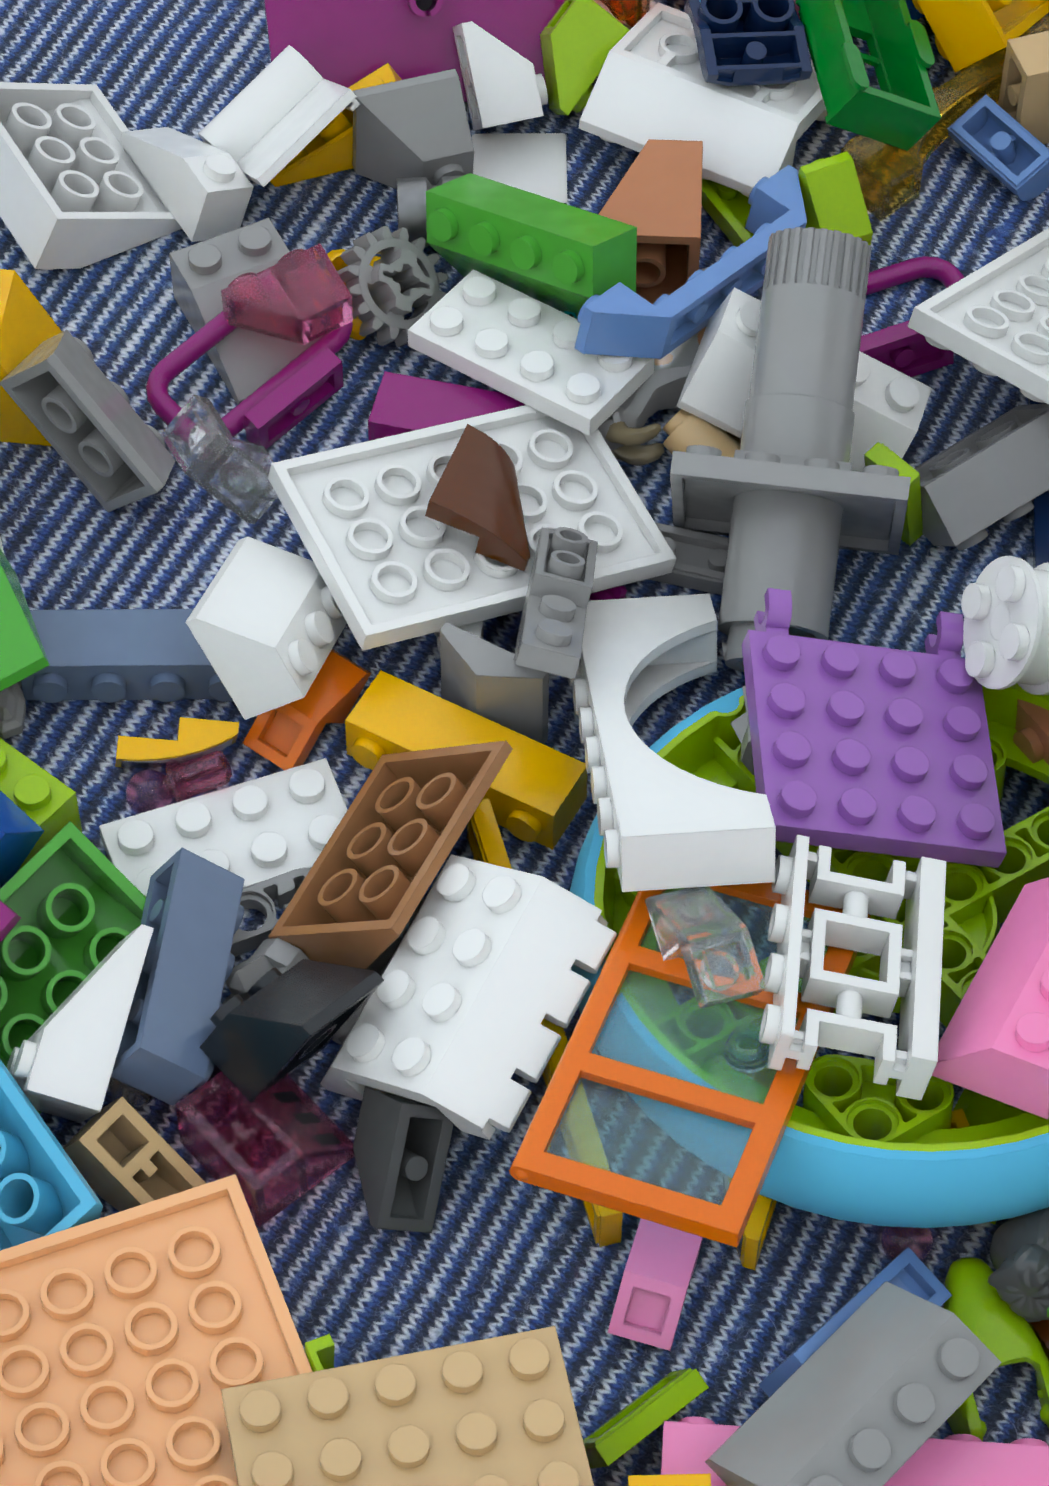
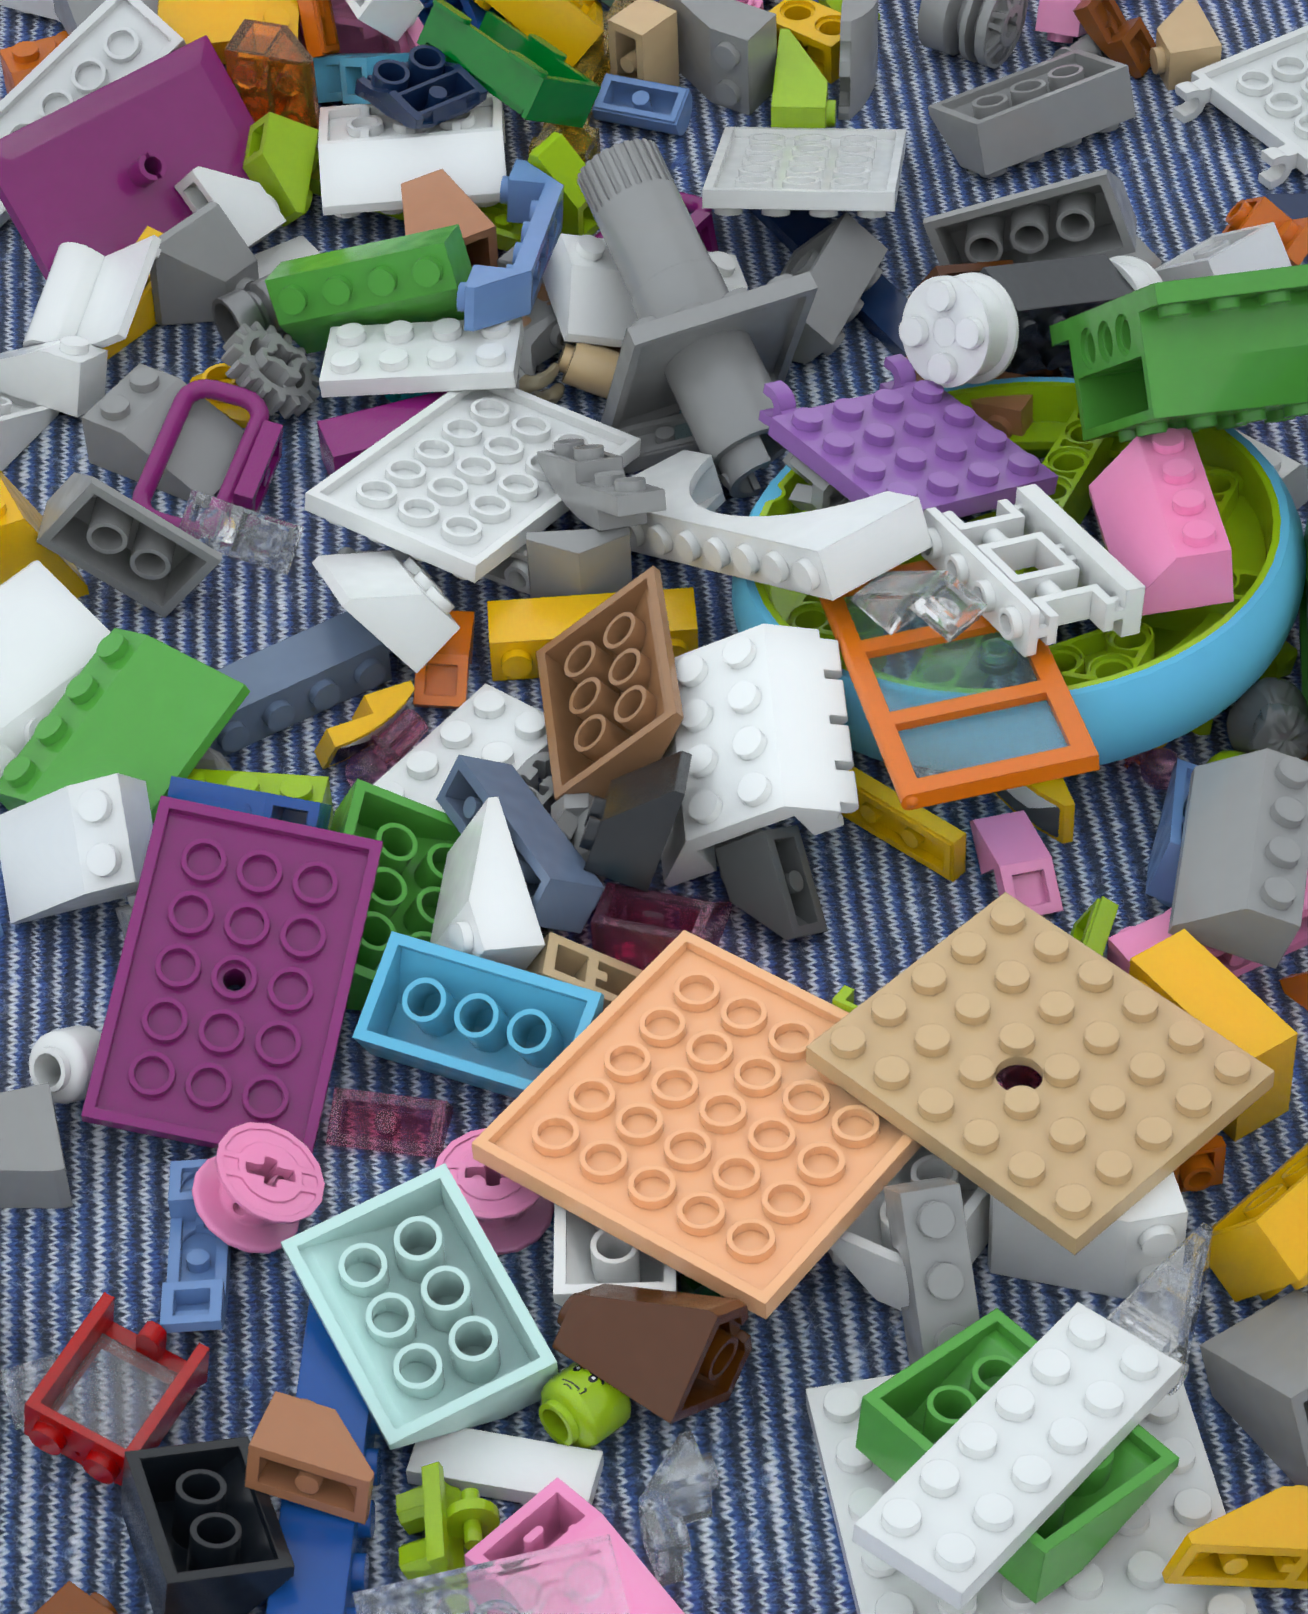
camera: 30 degrees left, 10 degrees down
(290, 300) = (217, 395): clear pink slope -> none
(483, 499) = (476, 449): reddish brown slope -> none

